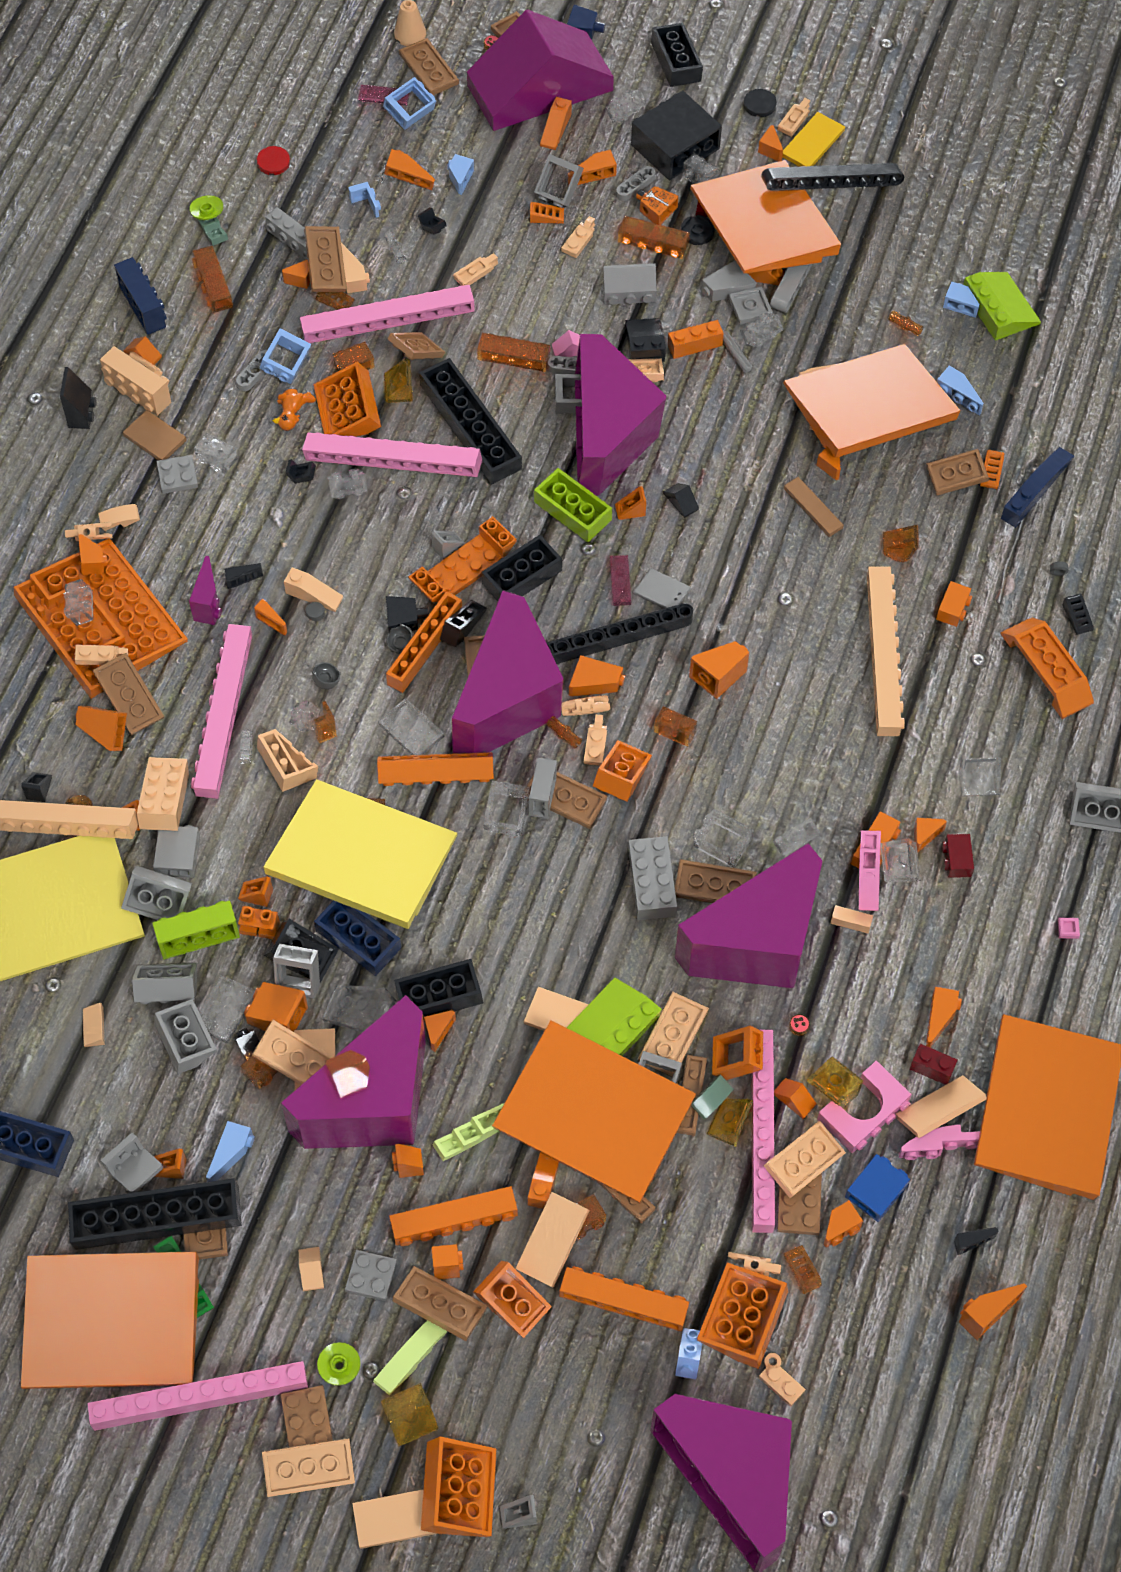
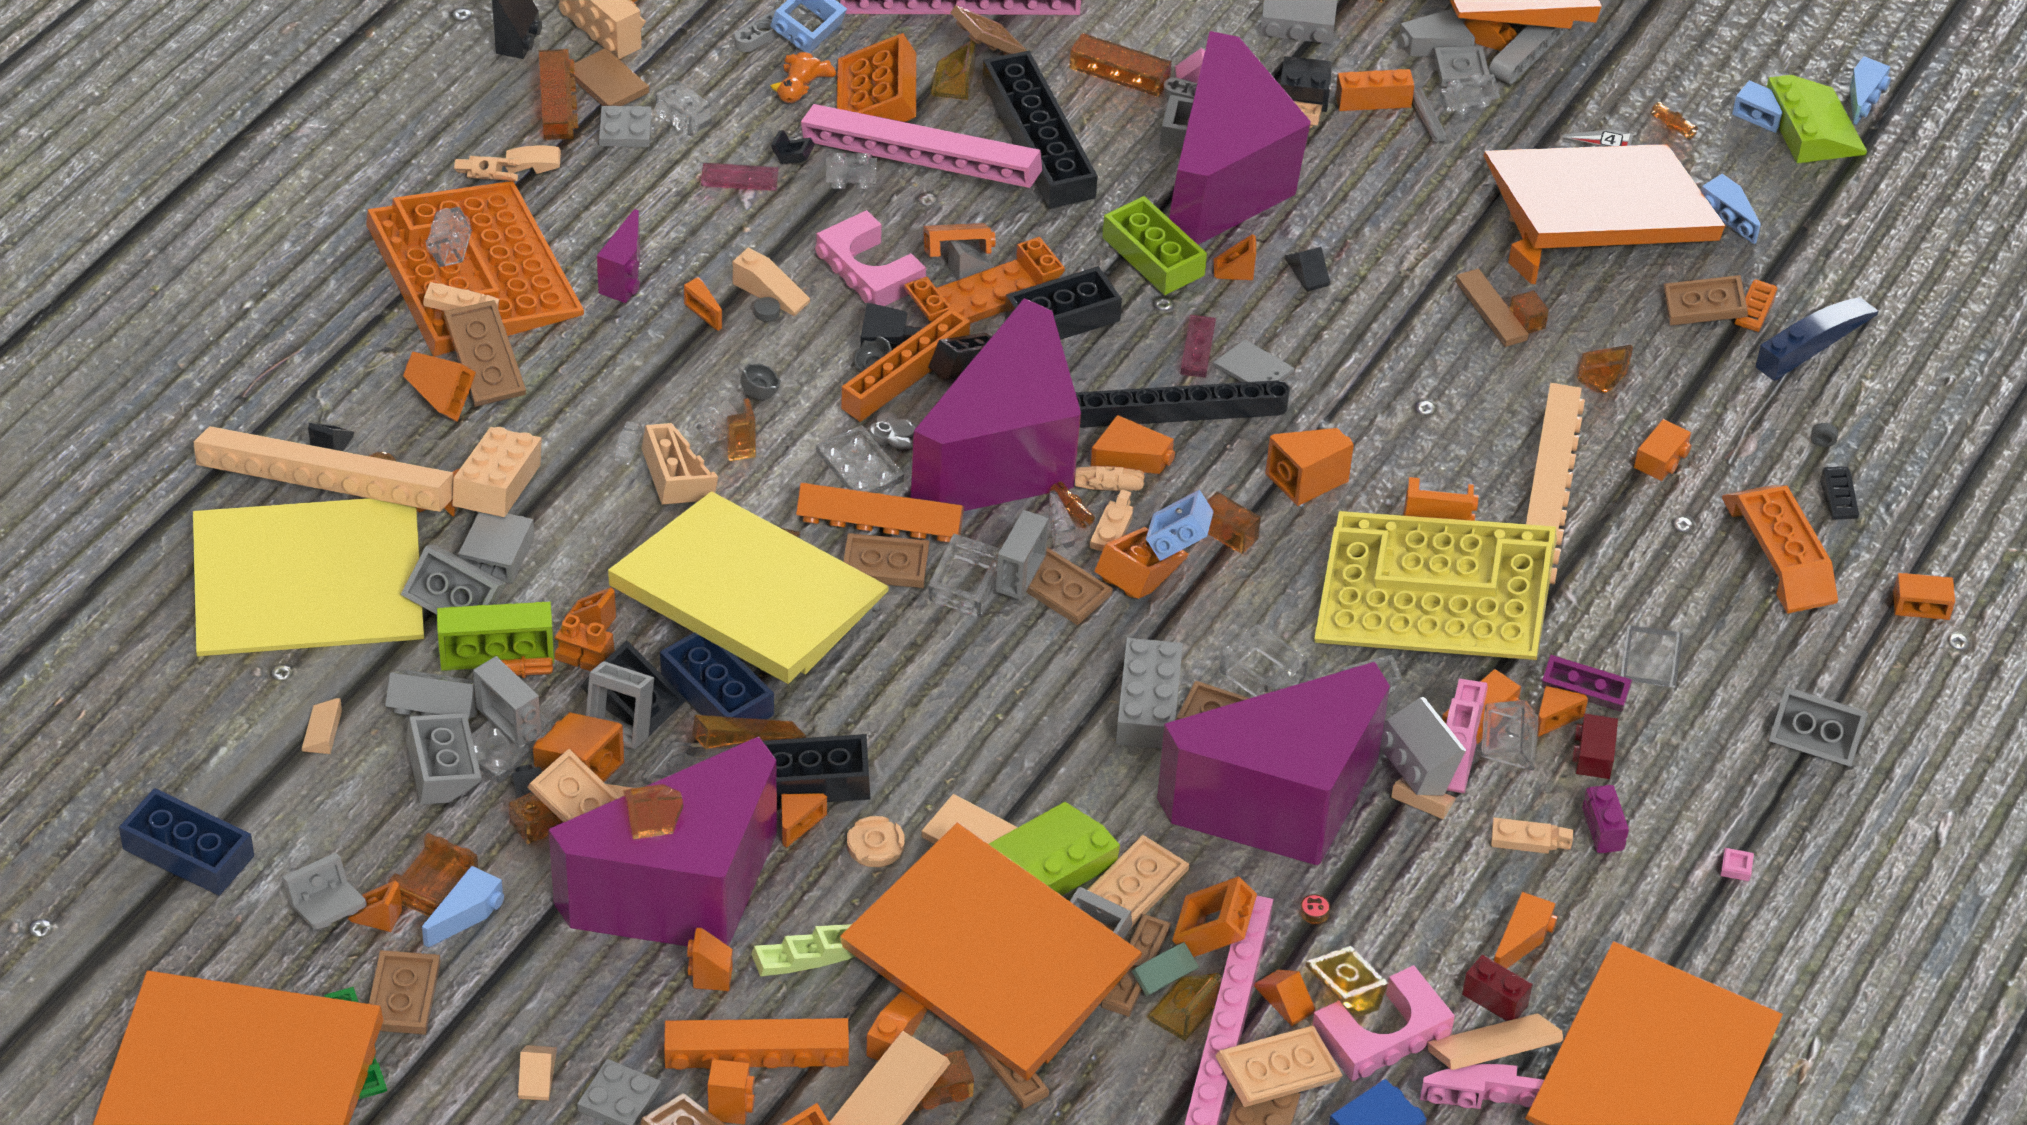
camera: 10 degrees right, 15 degrees down
(91, 556) = (481, 192): orange slope -> none
(122, 459) = (556, 94): none -> clear orange brick
(154, 1214) = (338, 955): black brick -> none
(202, 1130) = (433, 874): none -> clear orange panel
(220, 986) = (507, 702): none -> light grey window
(221, 947) = (530, 666): none -> orange axle
(222, 712) = (606, 398): bright pink brick -> none
(242, 574) = (668, 254): black slope -> none
(268, 501) = (739, 176): none -> clear pink tile
(358, 352) = (911, 28): clear orange brick -> none
(383, 973) = (724, 731): none -> clear orange slope
(386, 576) = (873, 283): none -> bright pink arch
(427, 696) = (892, 431): none -> light grey plate
(434, 525) = (935, 233): none -> orange panel
(448, 805) = (888, 558): none -> medium nougat plate
(494, 1035) = (875, 841): none -> light nougat tile
(561, 752) = (1061, 524): none -> clear slope
(634, 736) = (1174, 531): none -> light blue window
(815, 691) = (1439, 504): none -> orange panel
(826, 750) = (1436, 585): none -> light yellow slope
(840, 506) = (1530, 311): none -> clear orange brick
(846, 887) = (1422, 748): none -> light grey slope
(861, 345) = (1603, 137): none -> sticker
(928, 935) = (1529, 836): none -> light nougat hinge
(943, 808) = (1598, 685): none -> magenta brick
(976, 913) = (1605, 819): none -> magenta brick
(1029, 268) = (1866, 86): none -> light blue slope

